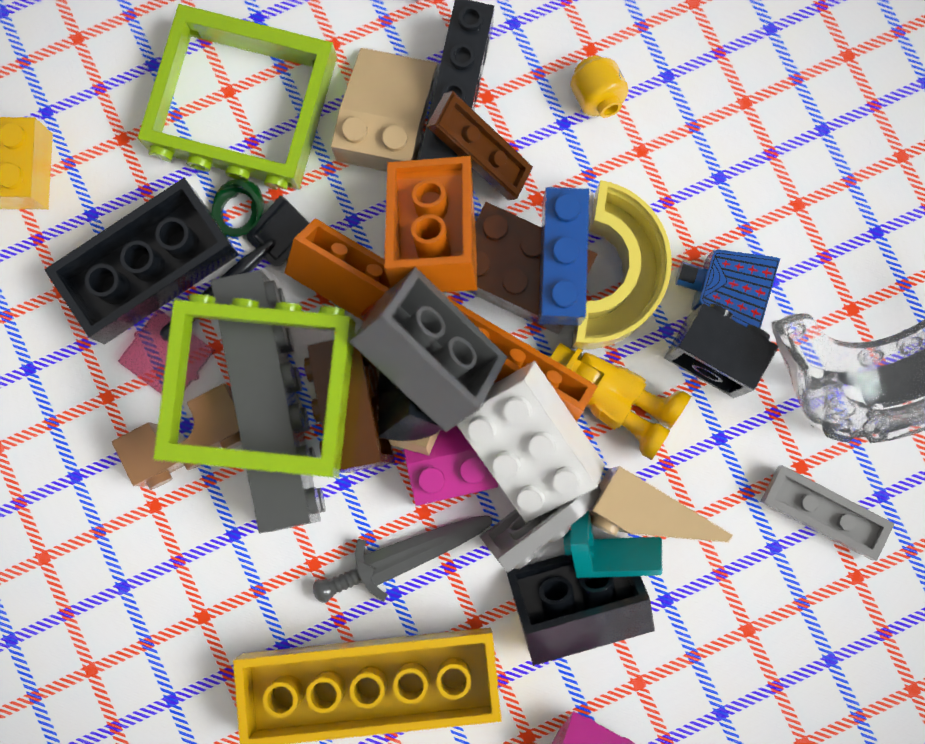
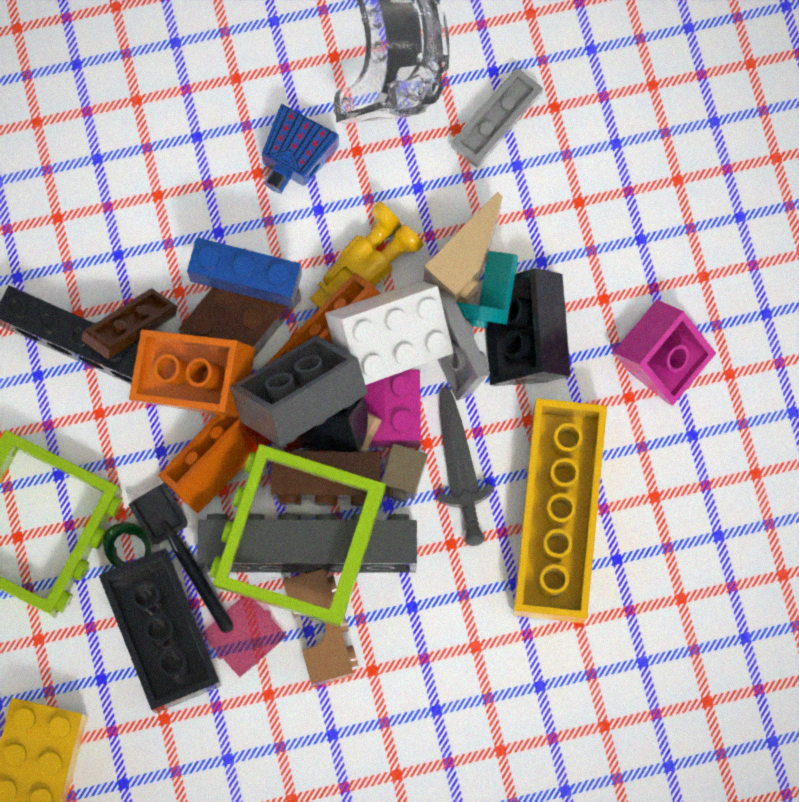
camera: 80 degrees left, 5 degrees down
(378, 493) = (403, 473): none -> dark tan brick
(383, 110) = (72, 401): tan slope -> none
(599, 86) = (96, 216): yellow head -> none
(646, 267) = (264, 214): light yellow brick -> none
(722, 350) = (347, 168): black brick -> none

